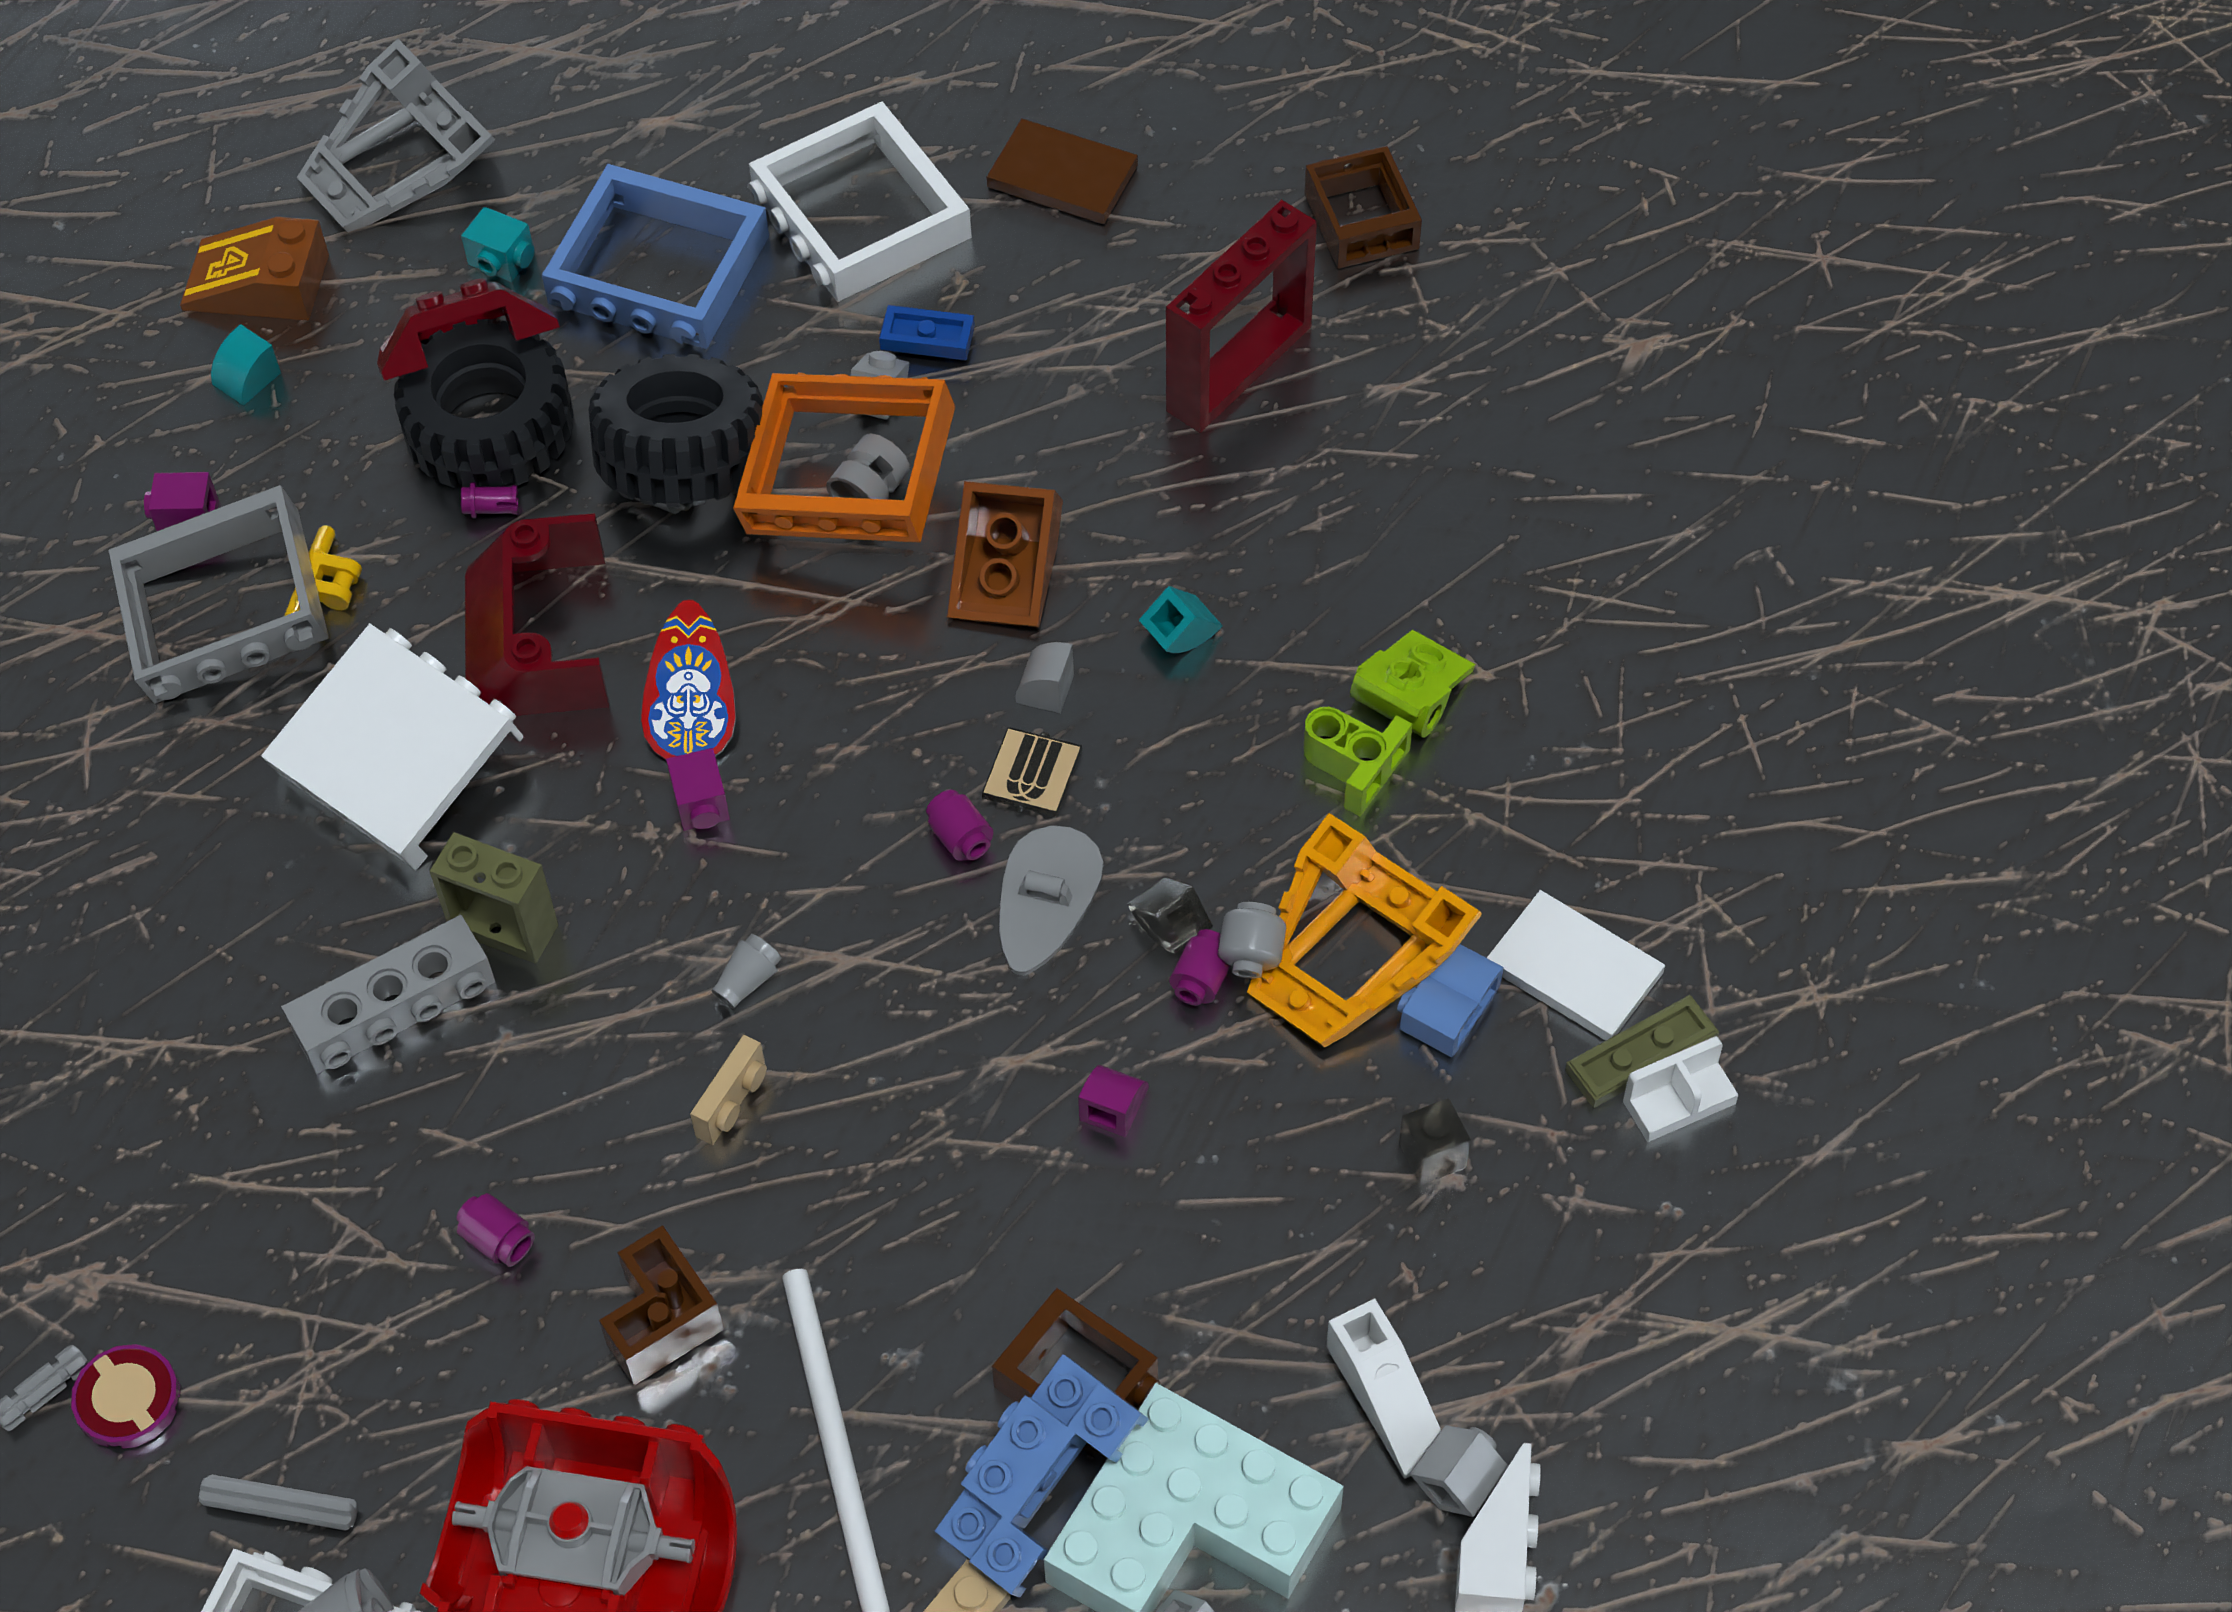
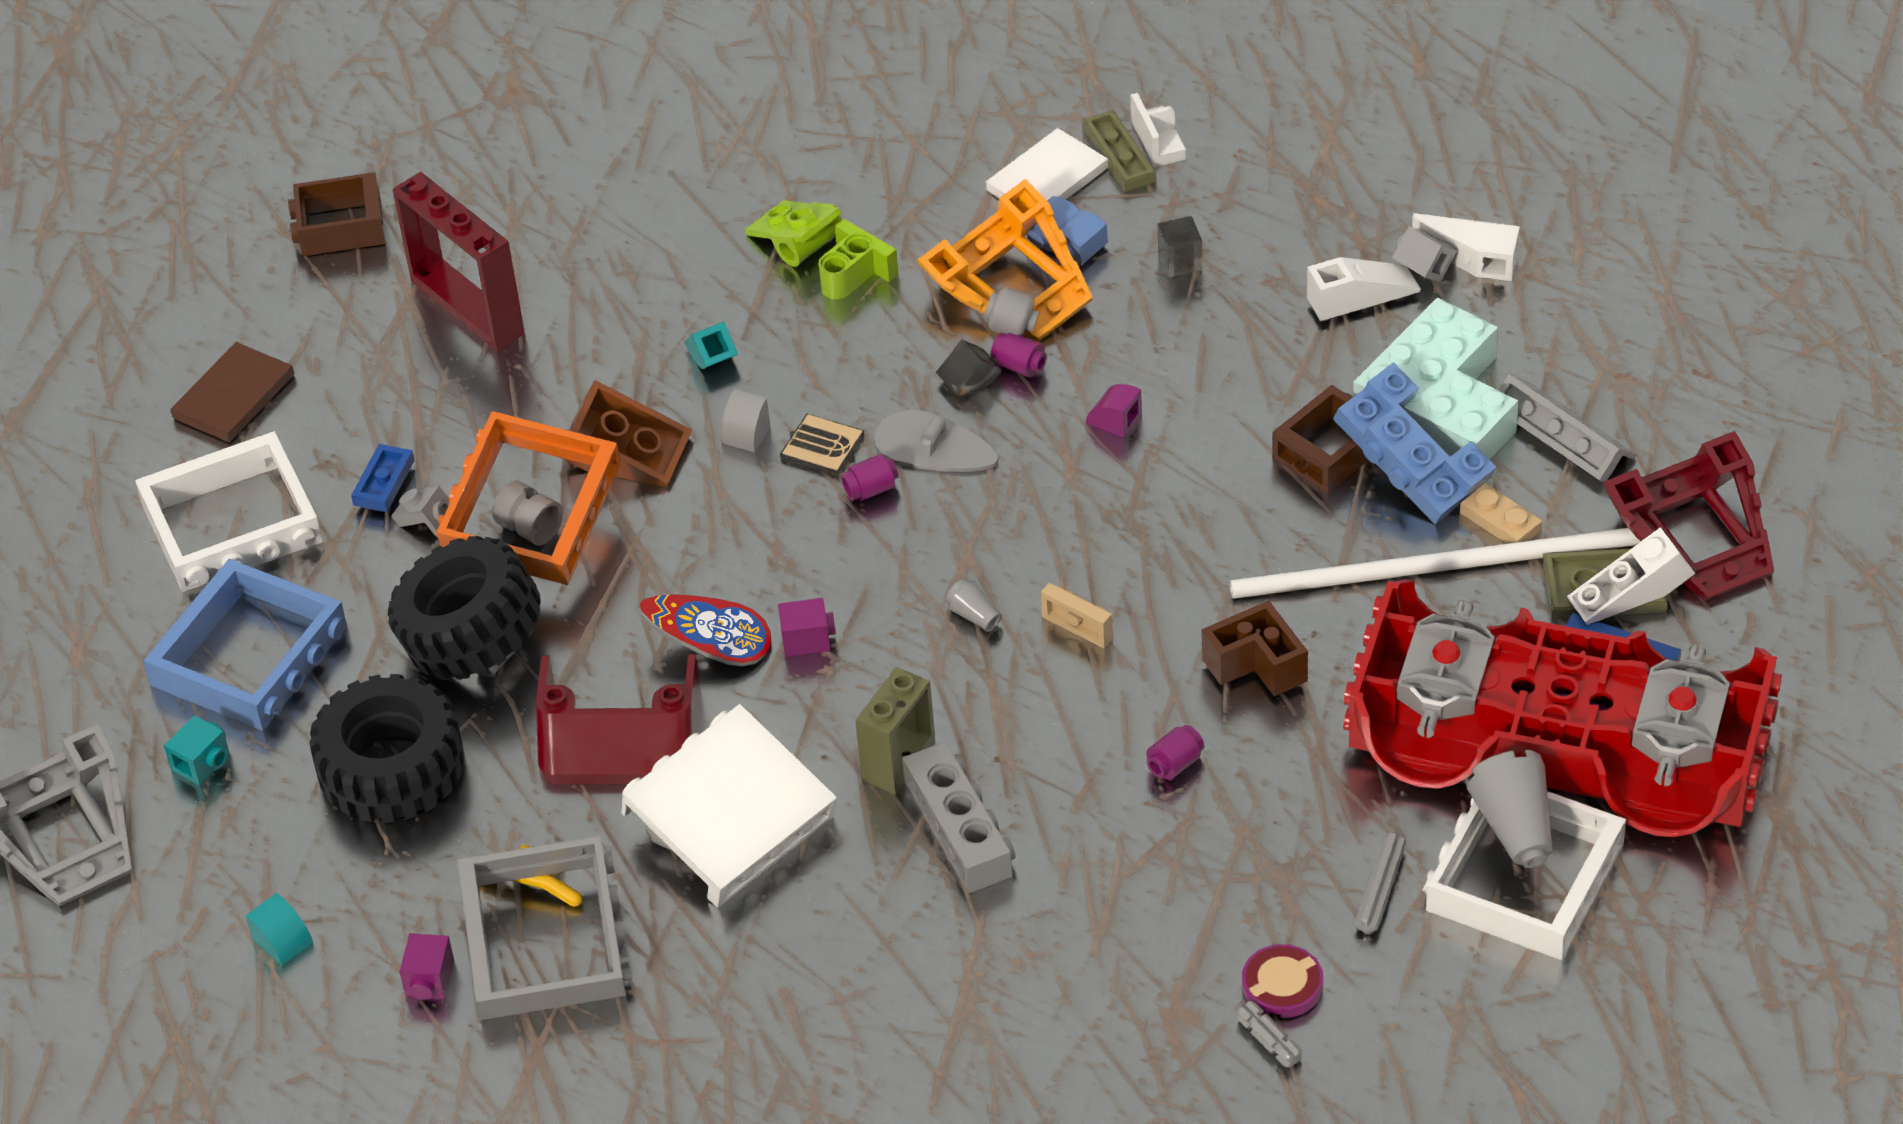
camera: 80 degrees left, 10 degrees down
(259, 270) = (168, 923): dark orange slope -> none
(434, 312) = (346, 747): dark red windscreen -> none
(489, 500) = (476, 765): magenta pin -> none

